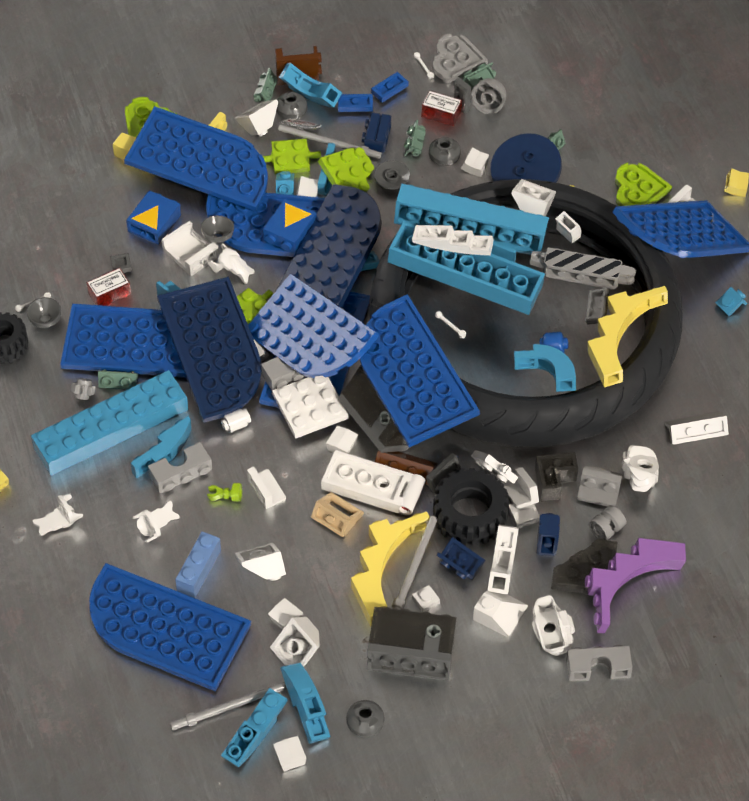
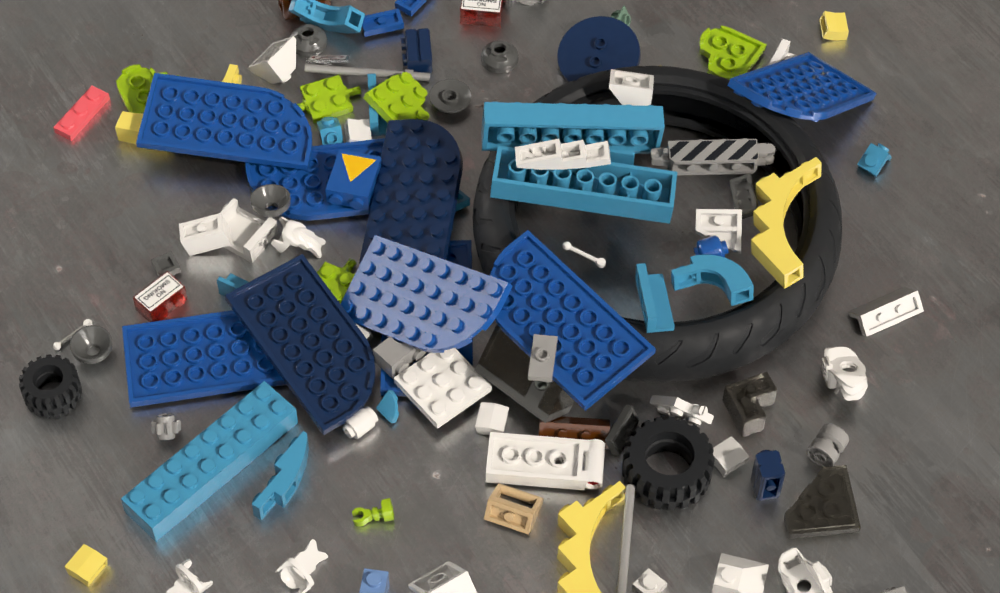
camera: 15 degrees left, 0 degrees up
(91, 127) = (81, 113): none -> coral plate
(117, 380) = (203, 406): sand green hinge -> none
(153, 217) = (187, 199): blue brick -> none
(158, 245) = (205, 234): none -> white panel
(167, 476) = (298, 510): light grey arch -> none
(262, 413) = (389, 407): none -> dark azure tile
(265, 487) = (419, 495): white panel -> none
(266, 86) = (272, 25): sand green hinge -> none
(386, 398) = (542, 358): none -> light grey plate
(414, 132) = (462, 50): sand green hinge -> none
(461, 558) = (675, 527): dark blue bracket -> none
(475, 162) = (538, 62): white piece -> none
(493, 373) = (653, 300): none -> dark azure panel
(503, 559) = (724, 518): white arch -> none
(524, 491) = (724, 430): white panel -> none
(568, 227) = (681, 113): white piece -> none
(571, 324) = (722, 223): none -> white wing
(599, 486) = (803, 404): light grey bracket -> none
(645, 557) = (853, 518): medium lavender arch -> none

